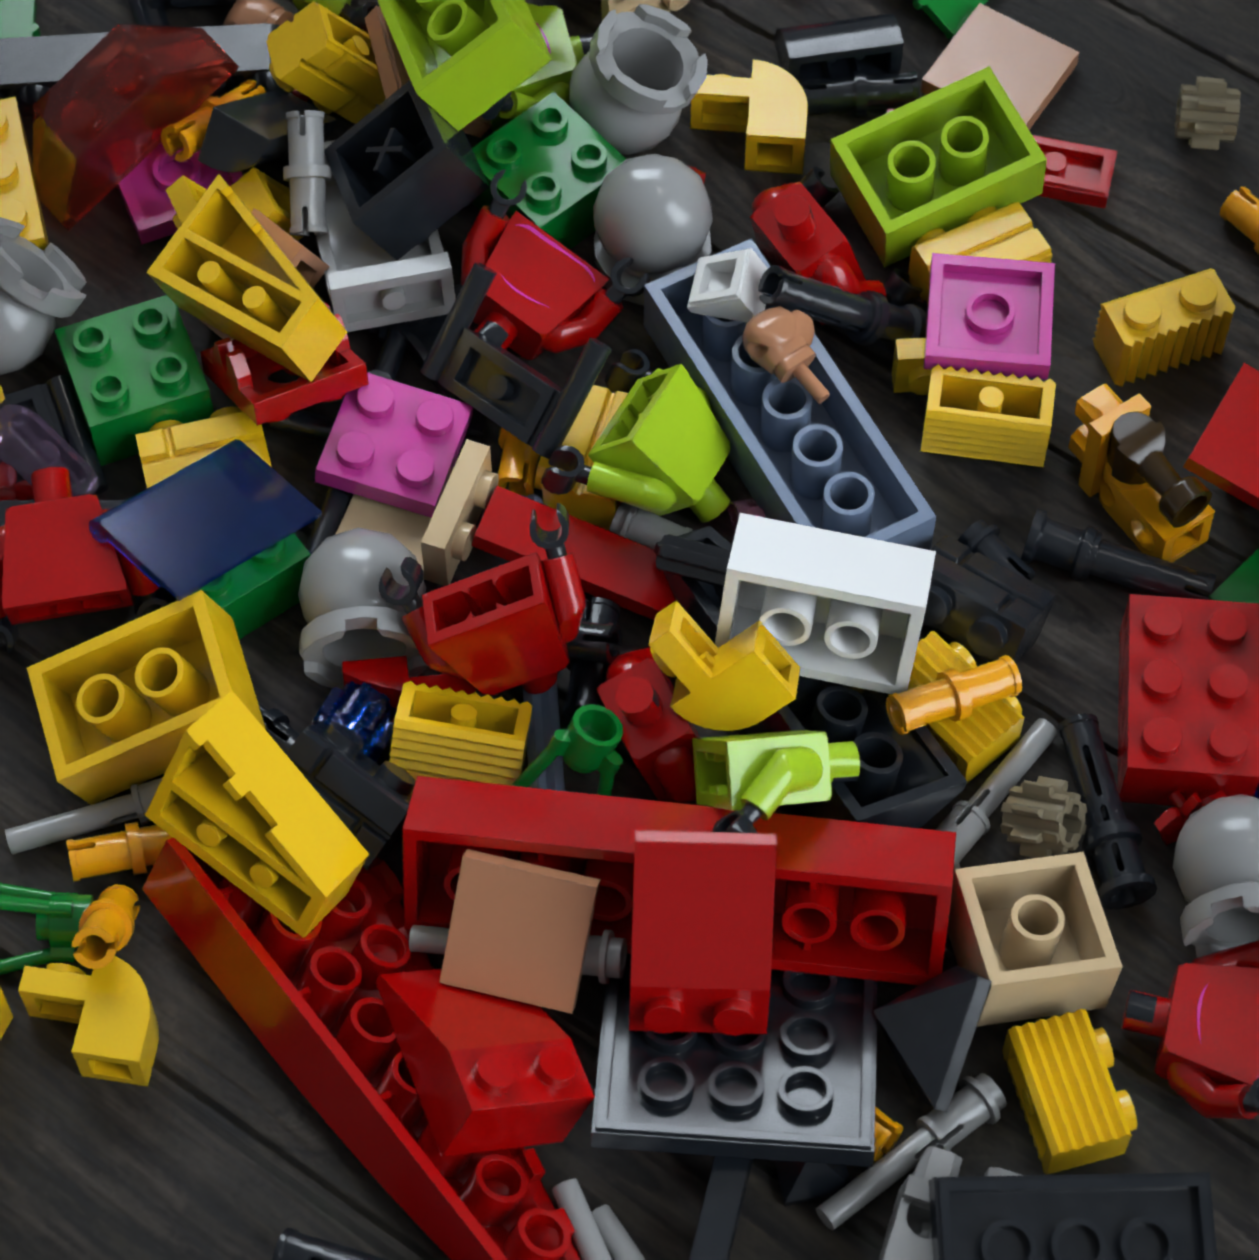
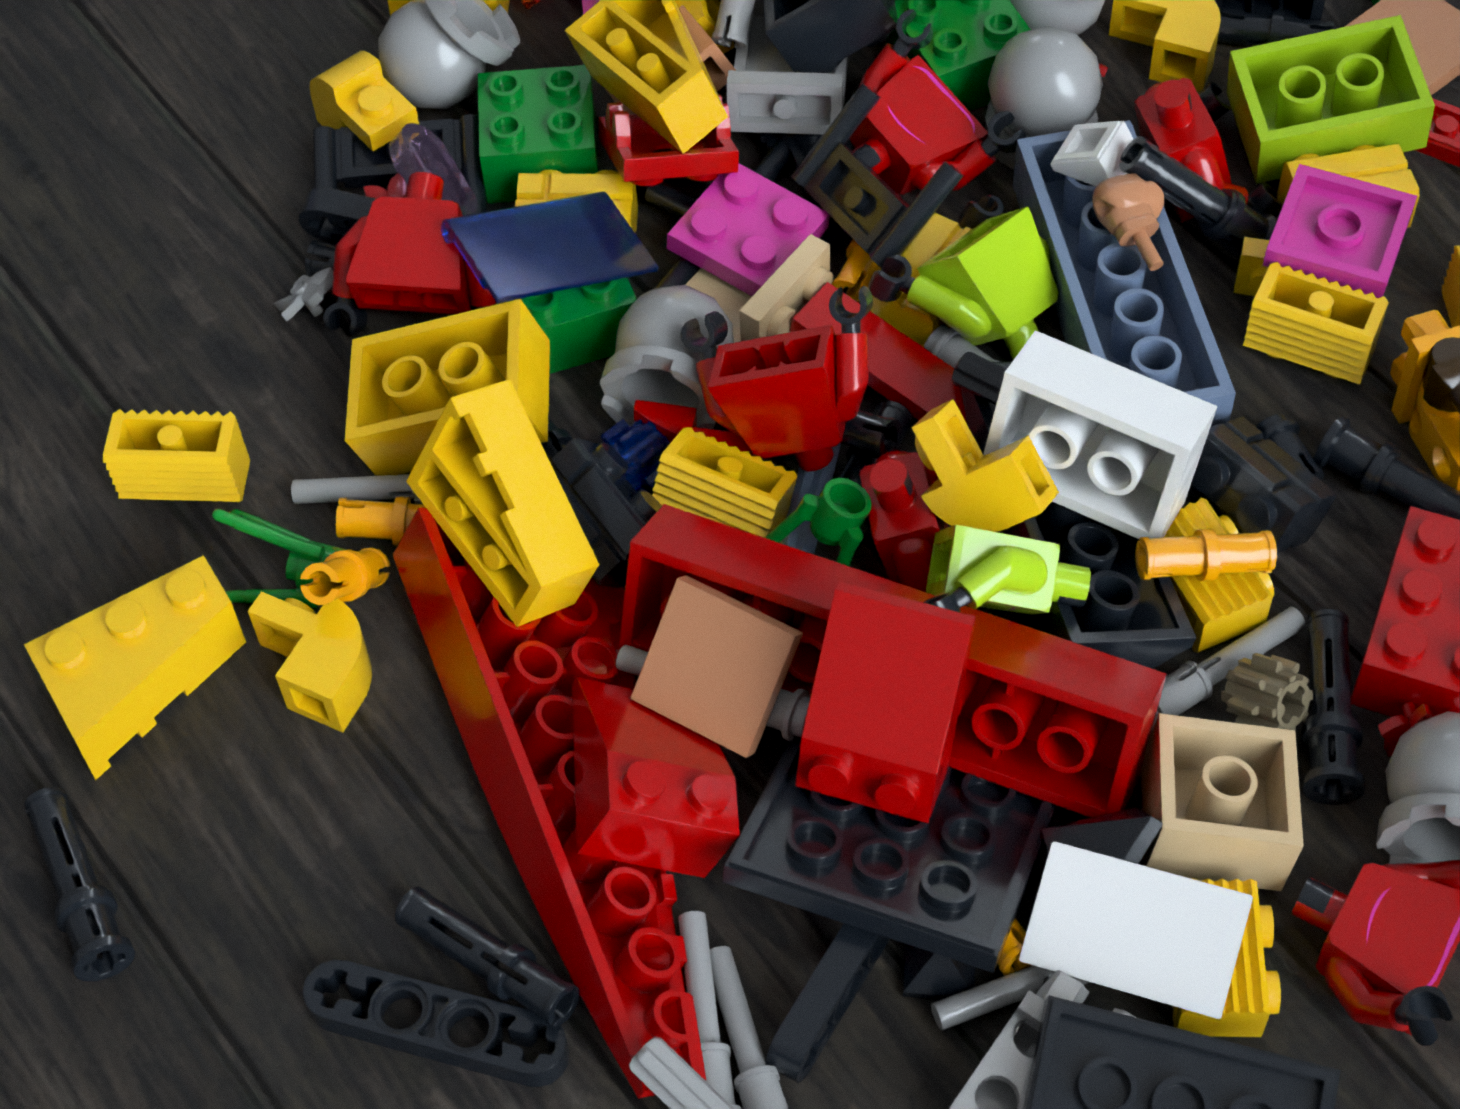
camera: 20 degrees right, 5 degrees down
(990, 1088) = (1136, 929): none -> white sticker

